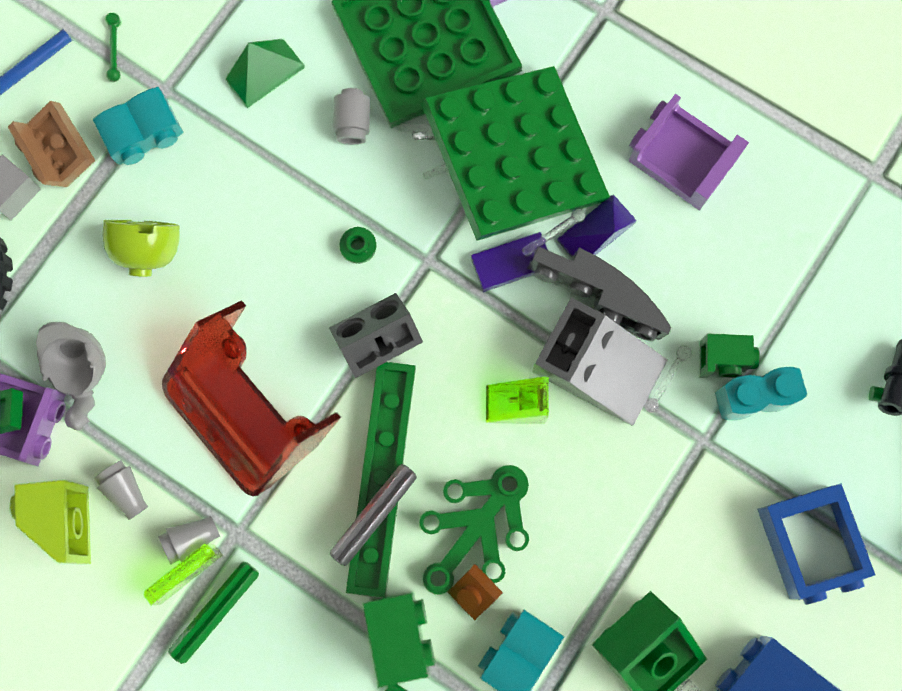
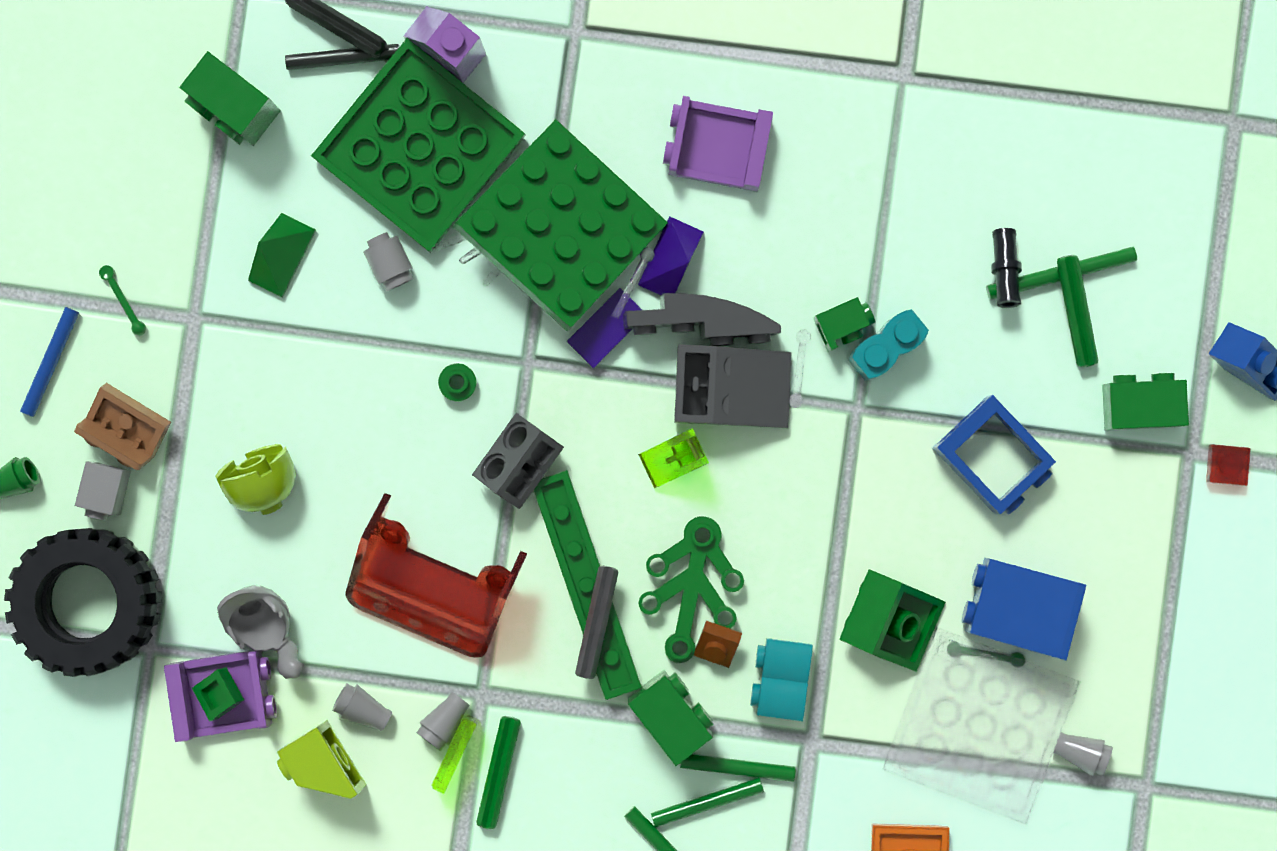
camera: 25 degrees left, 10 degrees up
(138, 126) = (194, 369): teal brick -> none

